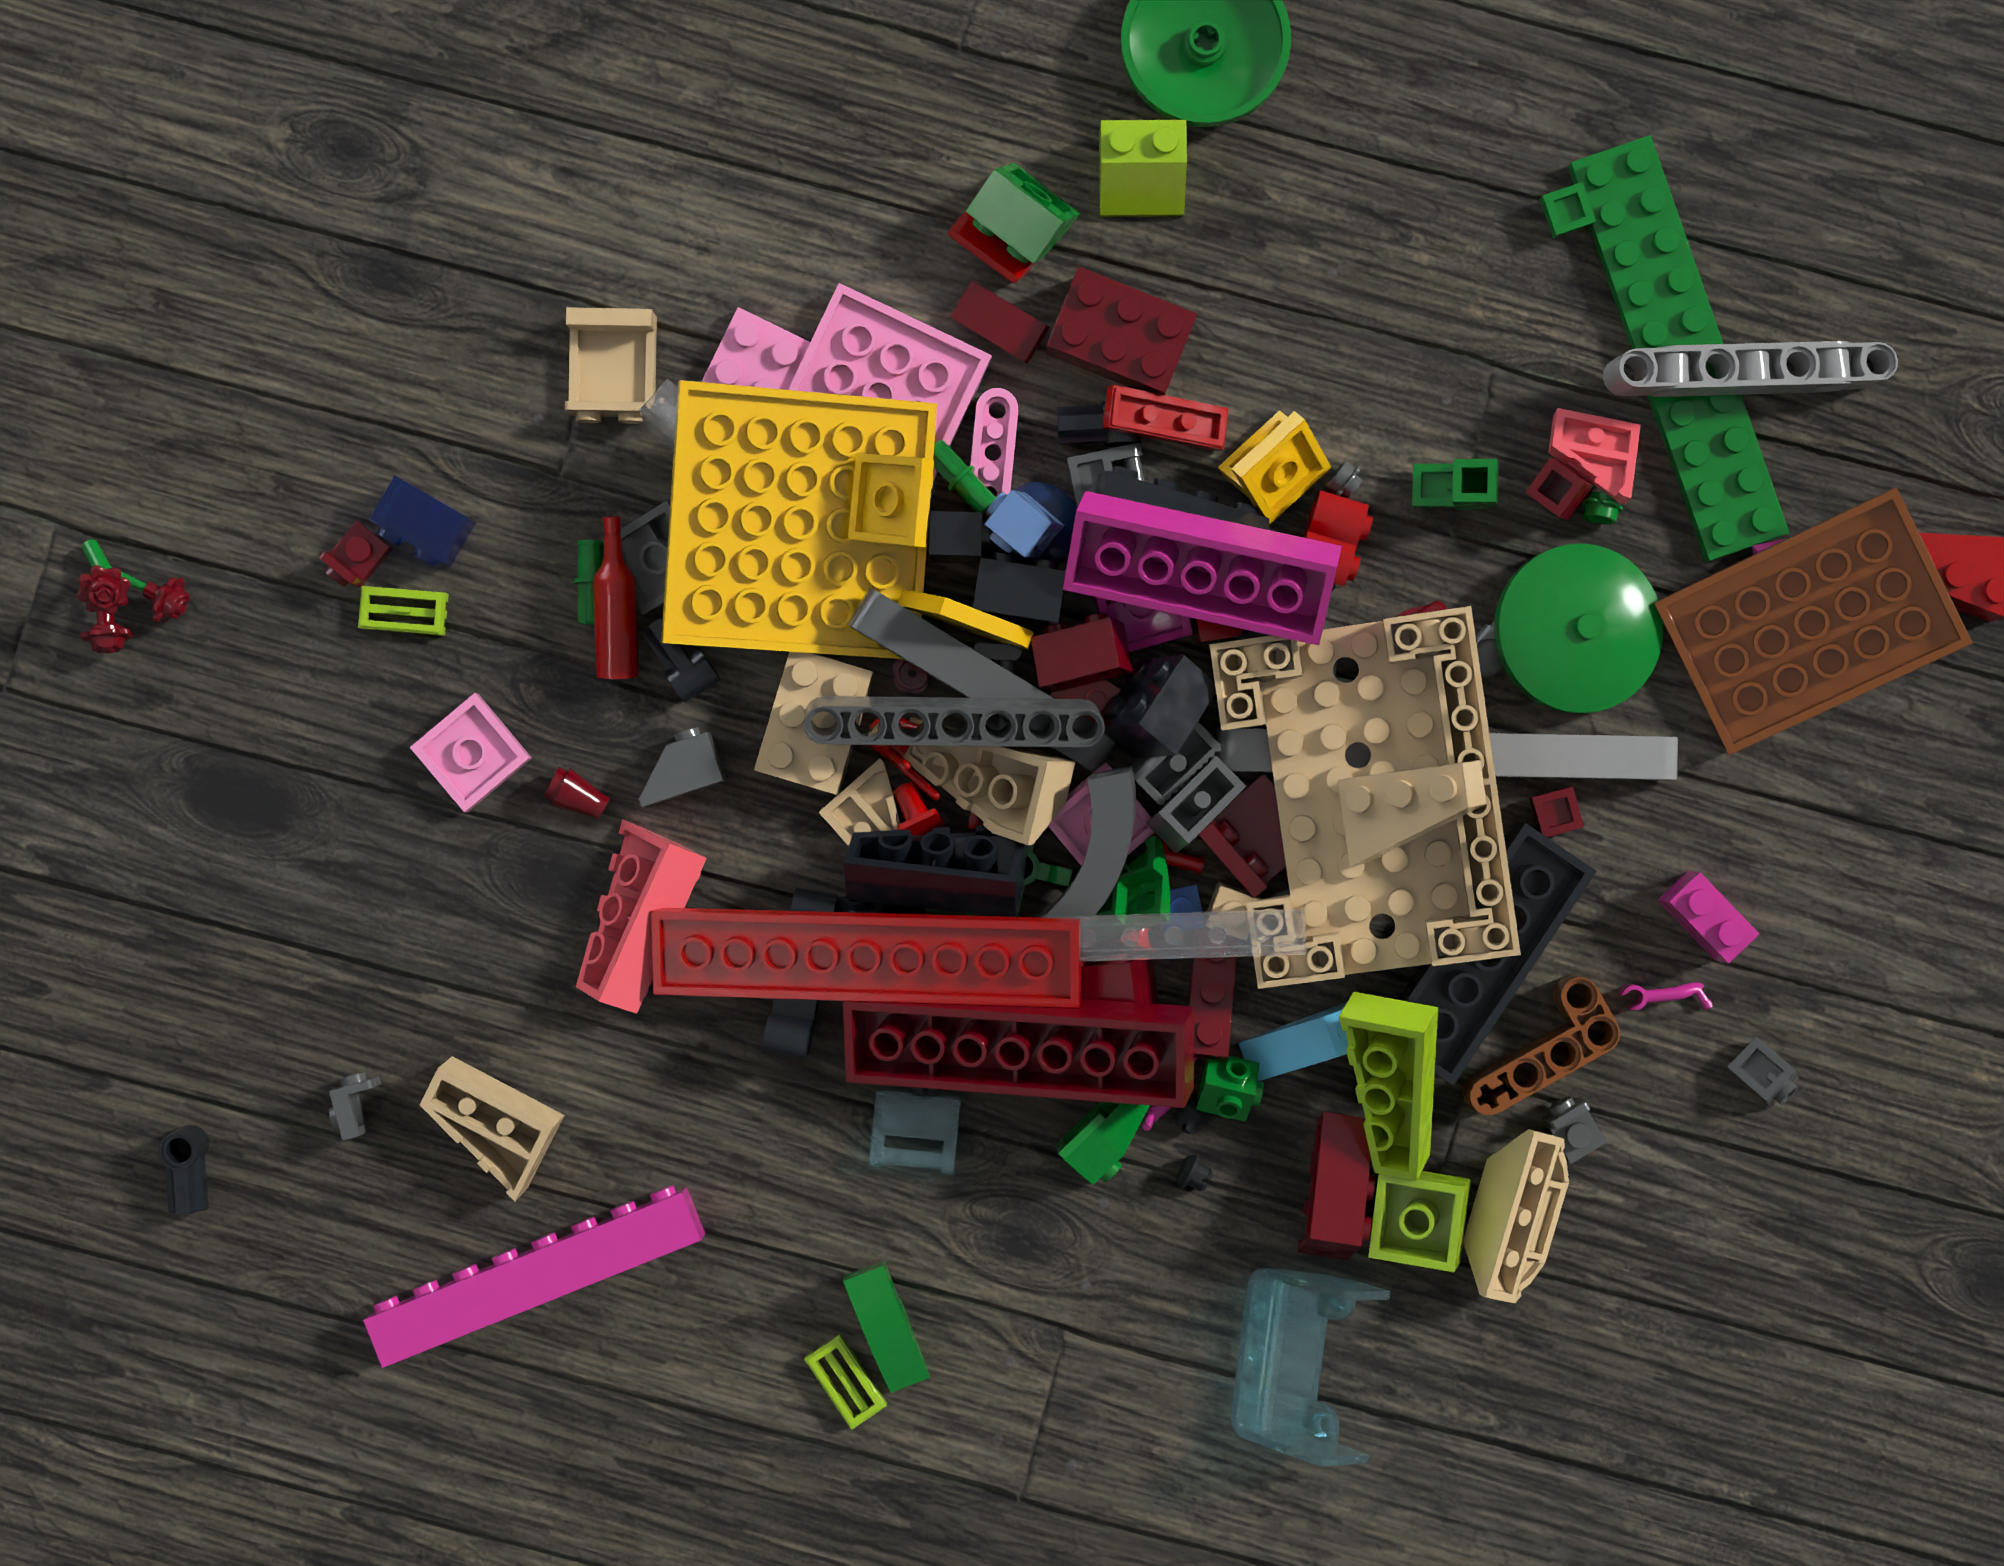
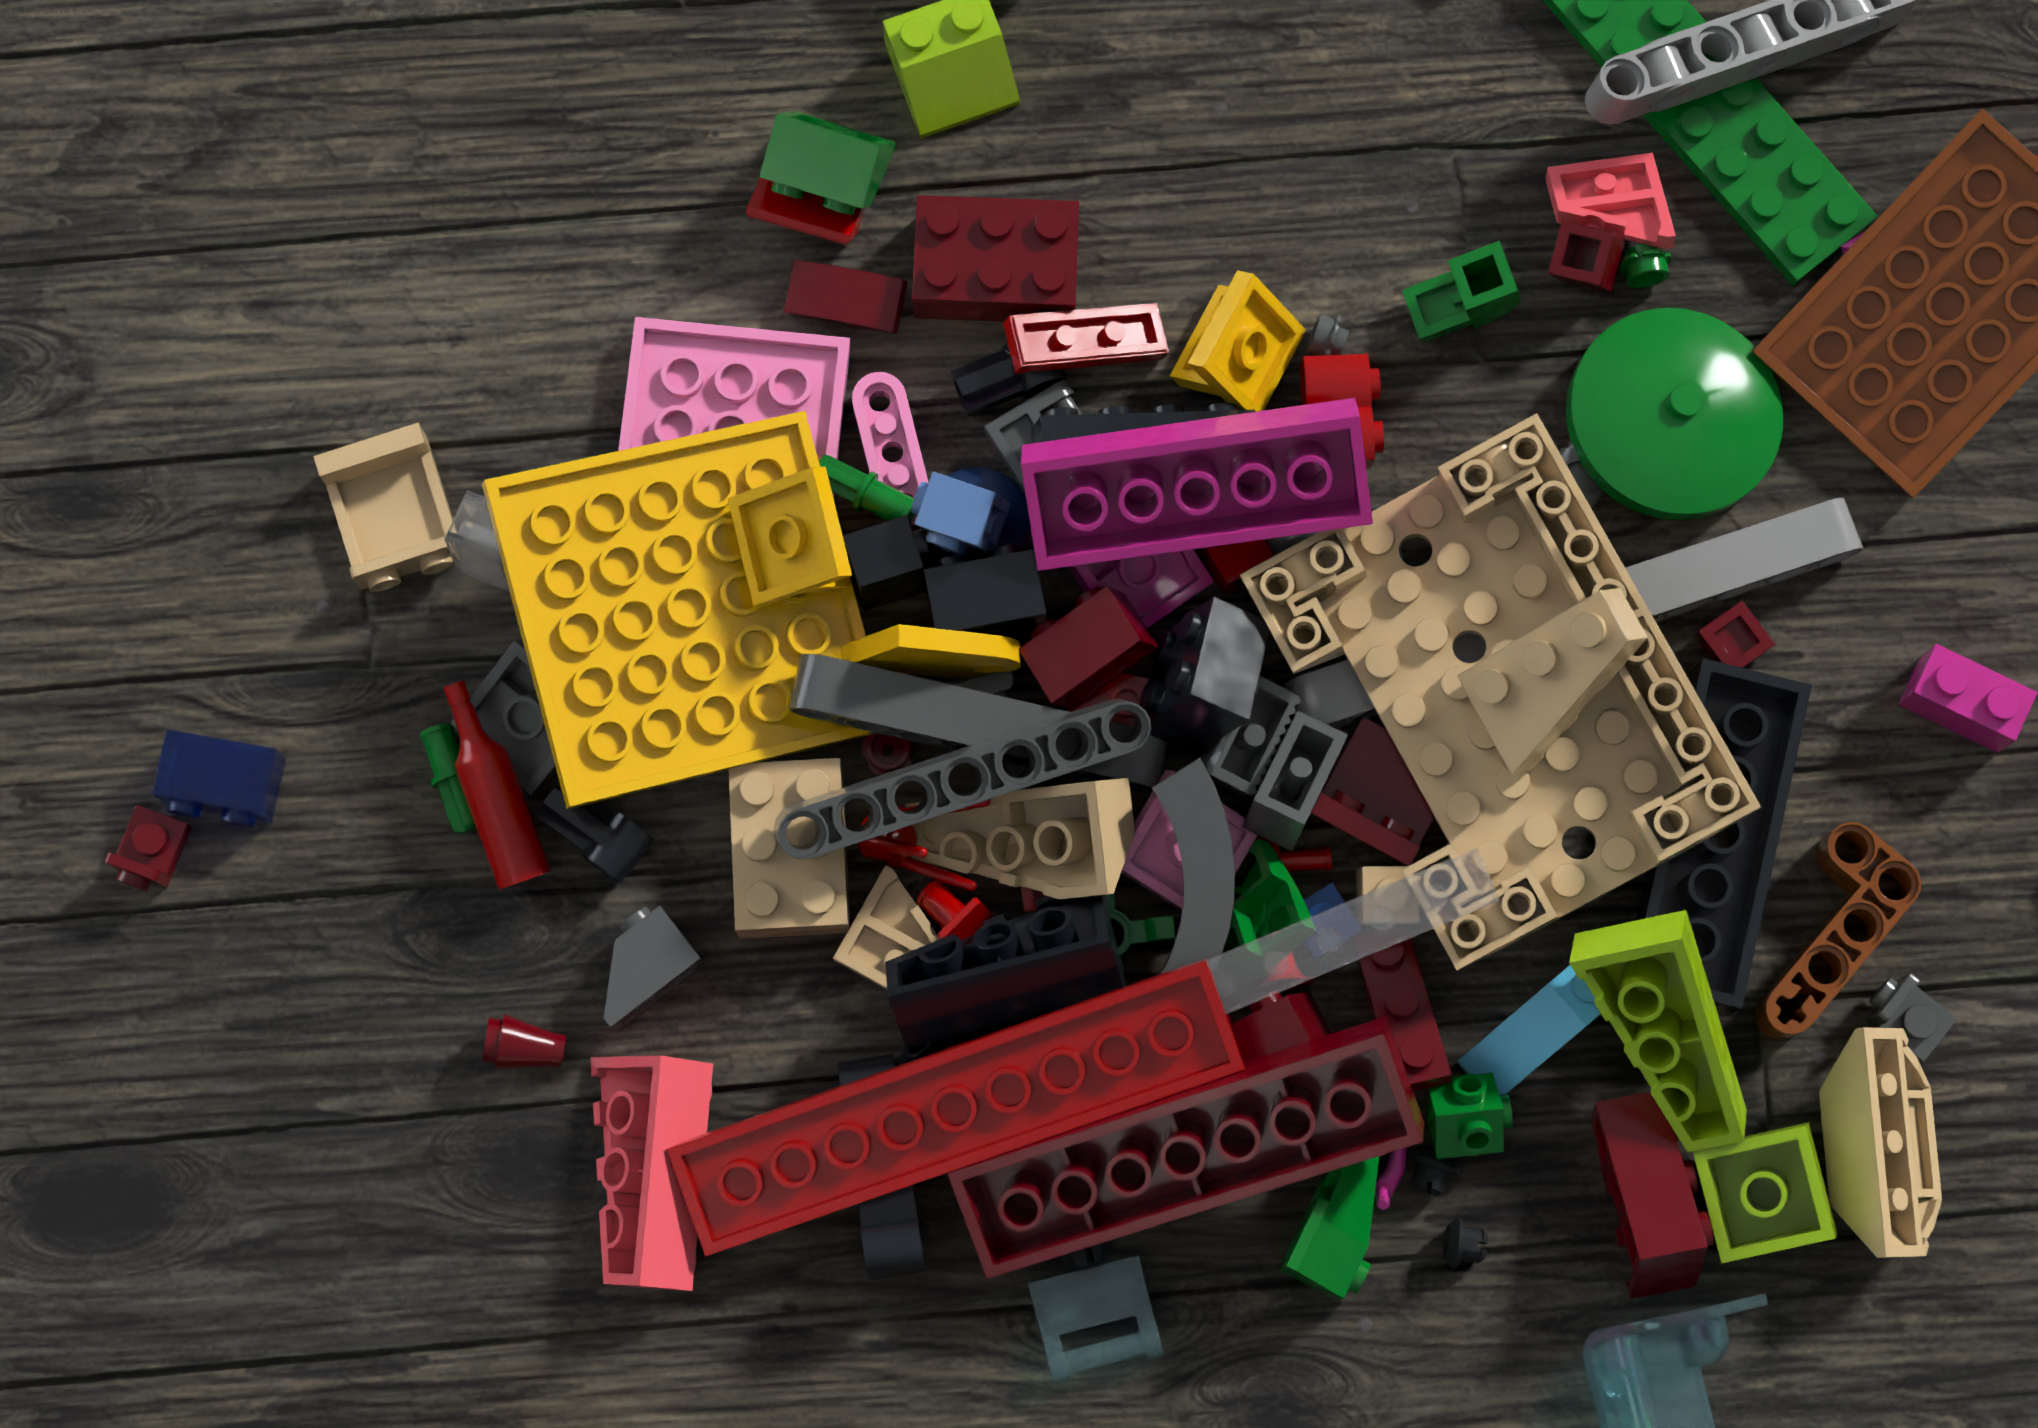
camera: 20 degrees left, 10 degrees down
(438, 613) = (275, 885): lime tile -> none
(470, 752) = (372, 1040): bright pink plate -> none
(756, 354) = (564, 428): bright pink plate -> none
(1666, 994) = (1955, 812): dark pink piece -> none

